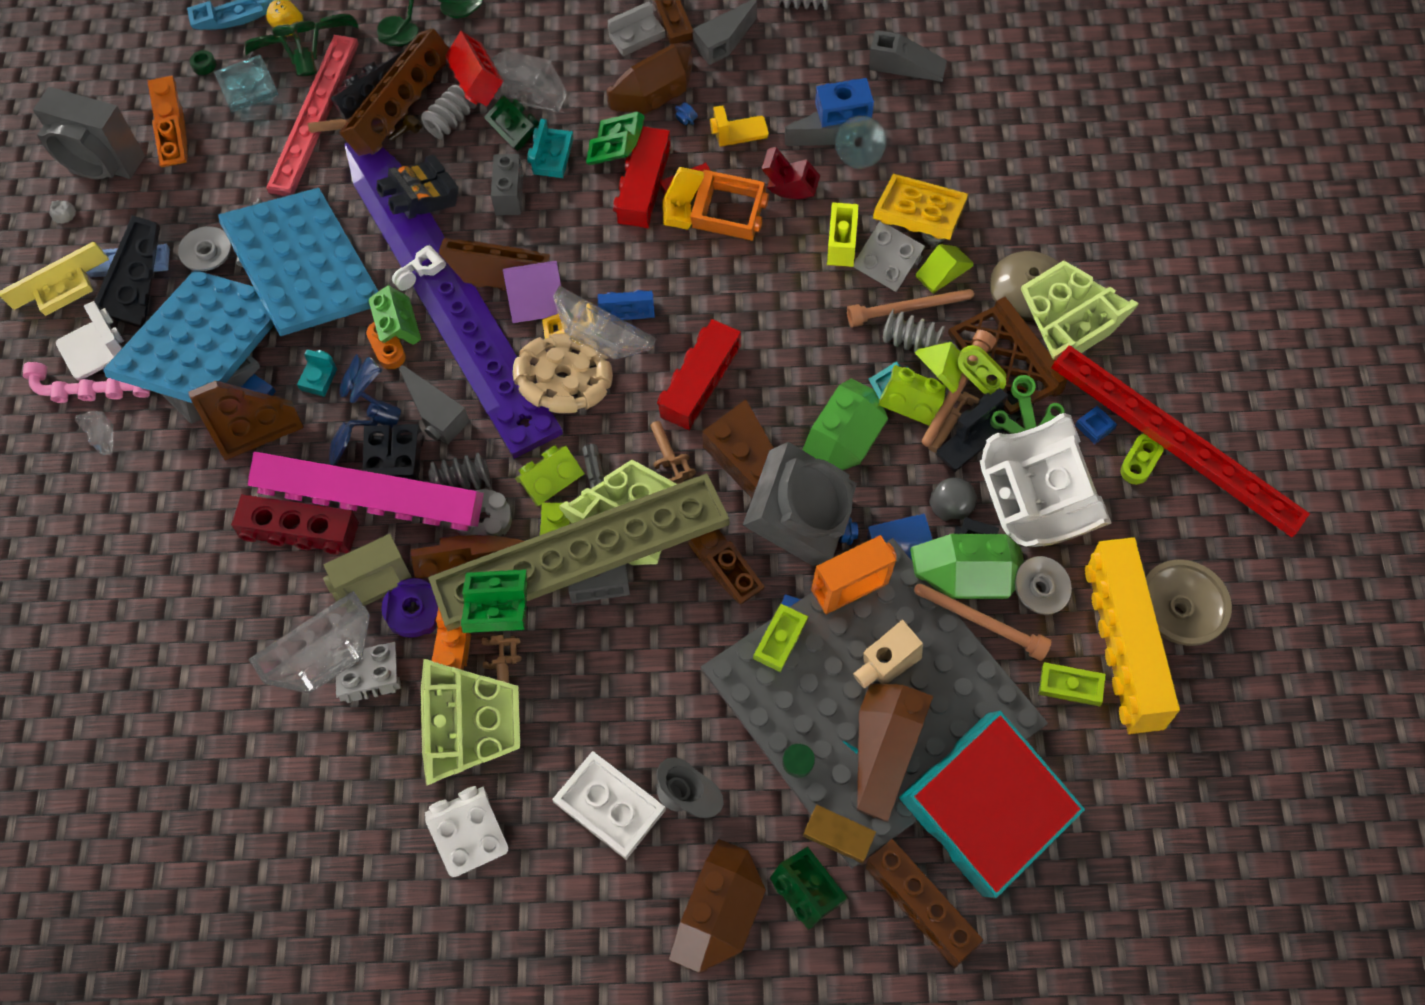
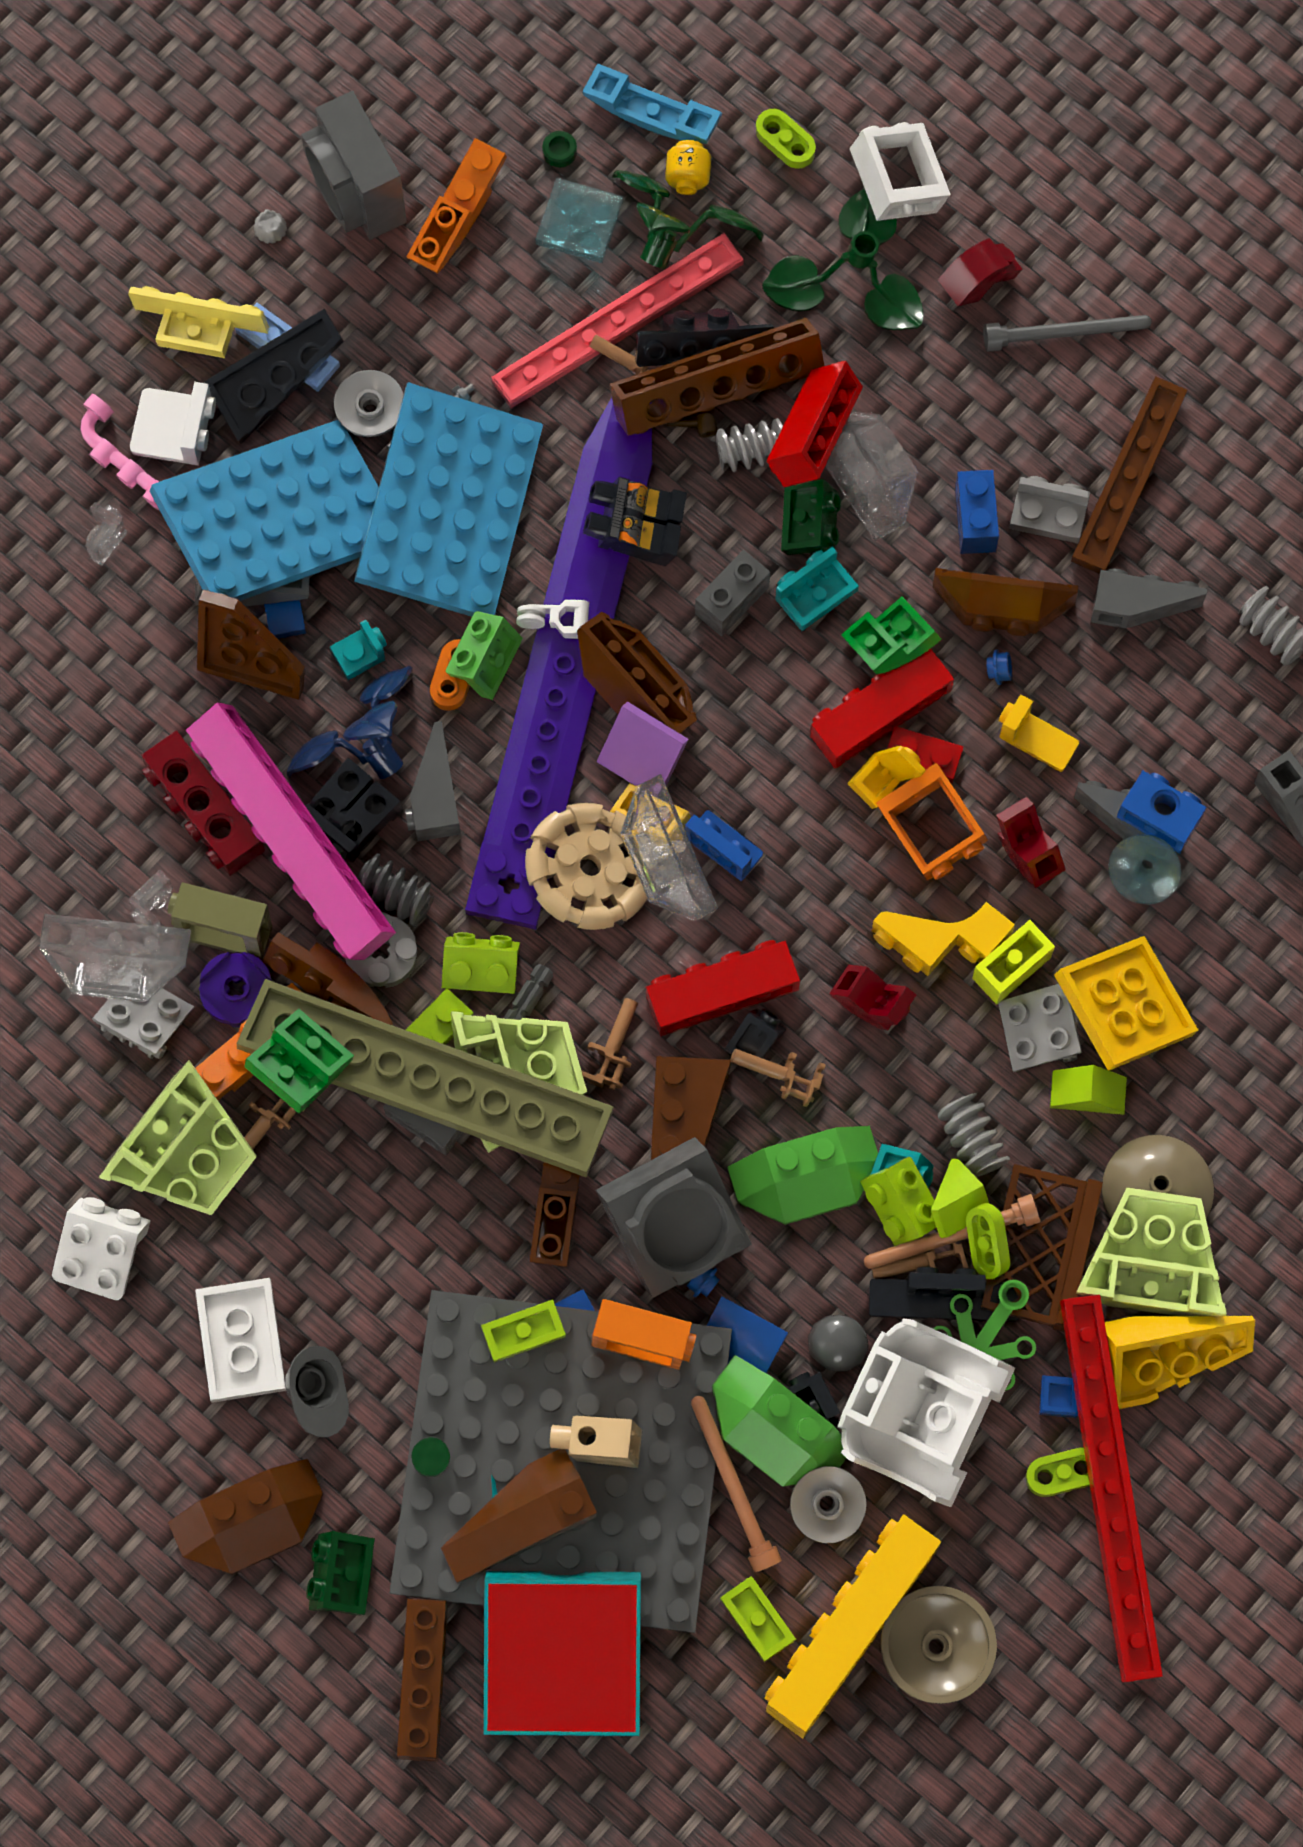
camera: 40 degrees right, 10 degrees up
(310, 599) = (151, 895): none -> clear bracket
(600, 54) = (976, 511): none -> blue brick
(744, 383) = (757, 1033): none -> black bracket
(779, 387) = (782, 1073): none -> medium nougat piece
(785, 264) = (927, 941): none -> yellow arch
(787, 314) = (871, 997): none -> dark red brick
(839, 834) = (402, 1554): pearl gold tile -> none
(859, 314) = (946, 1065): nougat piece -> none
(1127, 346) = (1167, 1350): none -> yellow wedge

